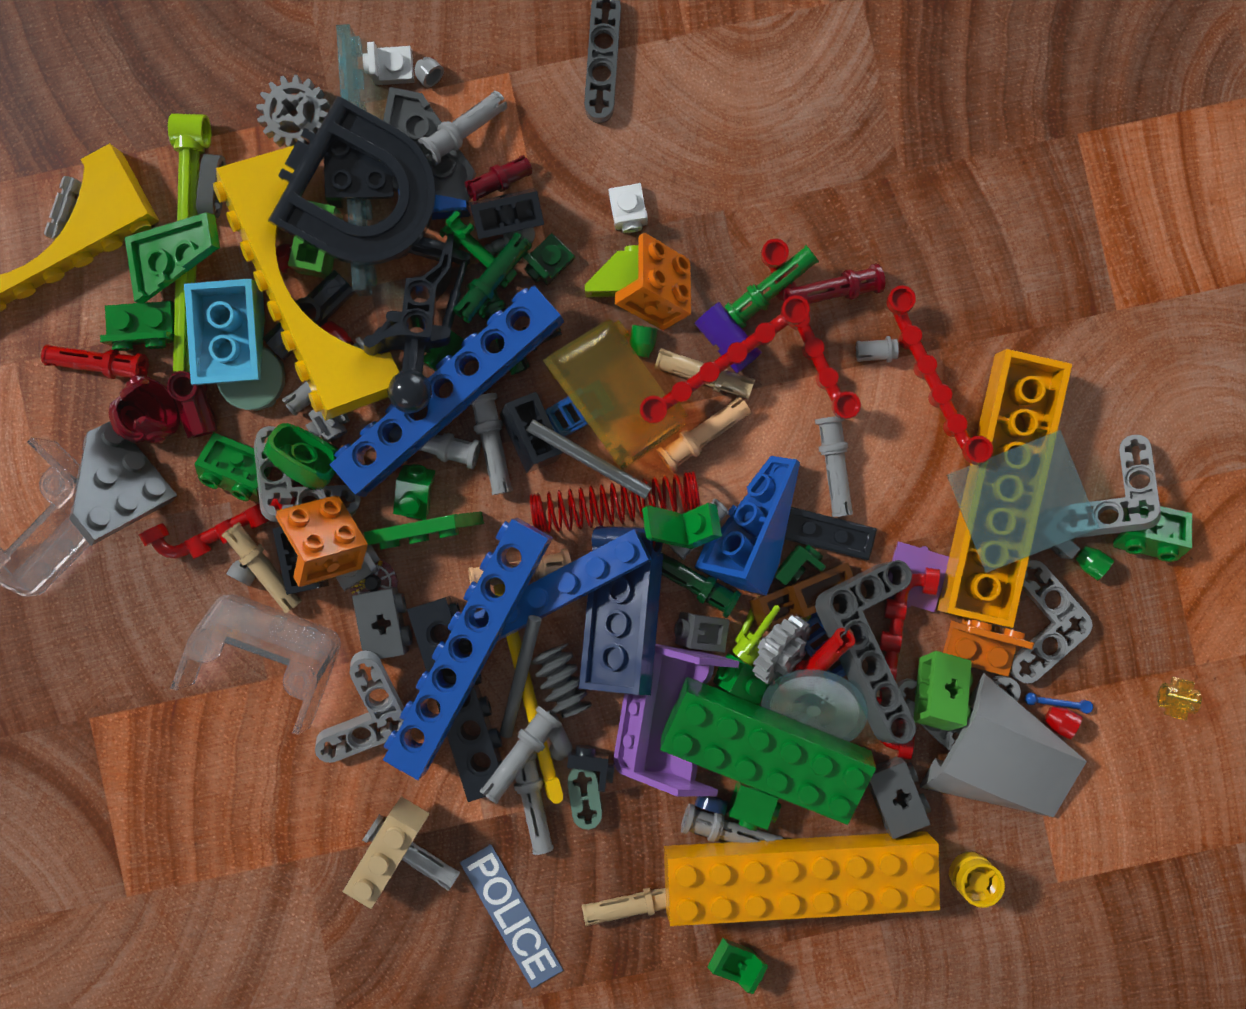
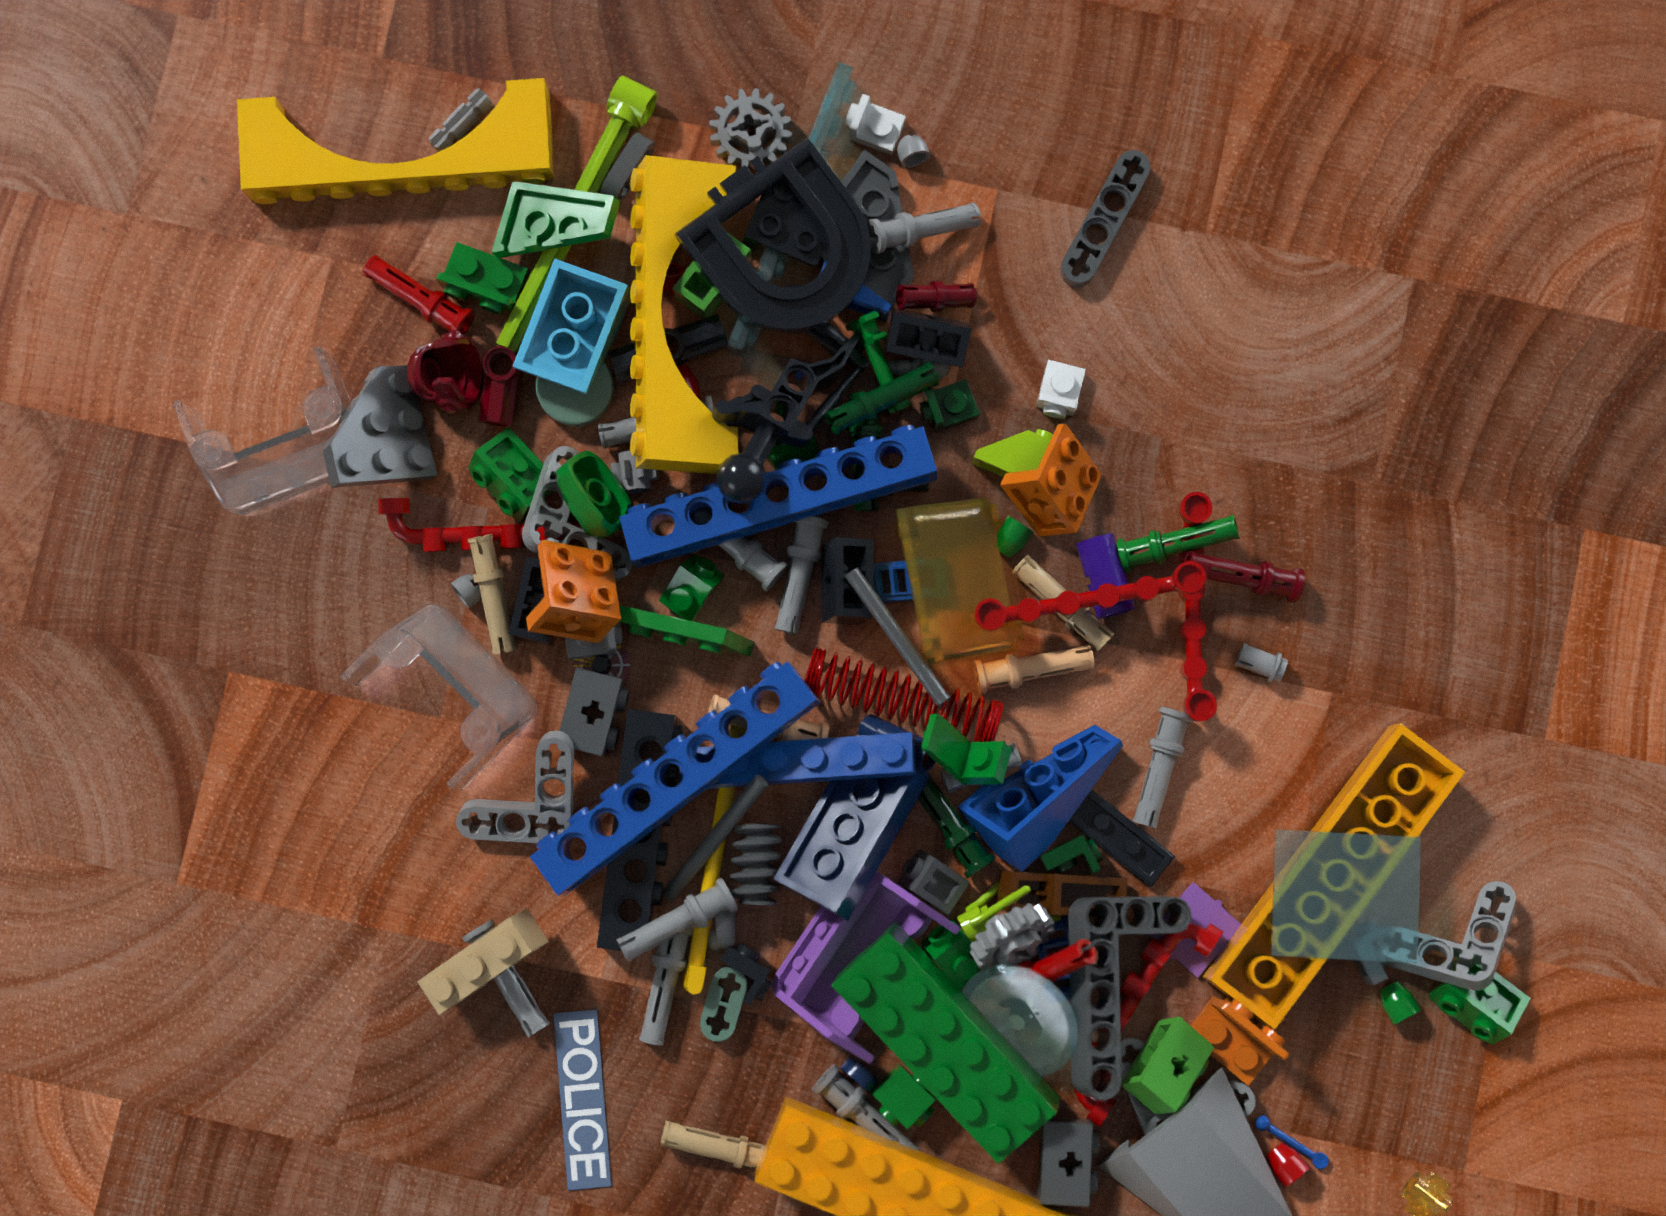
camera: 25 degrees right, 5 degrees down
(974, 449) = (1318, 815): red bar -> none
(1059, 620) = (1332, 1045): light grey beam -> none

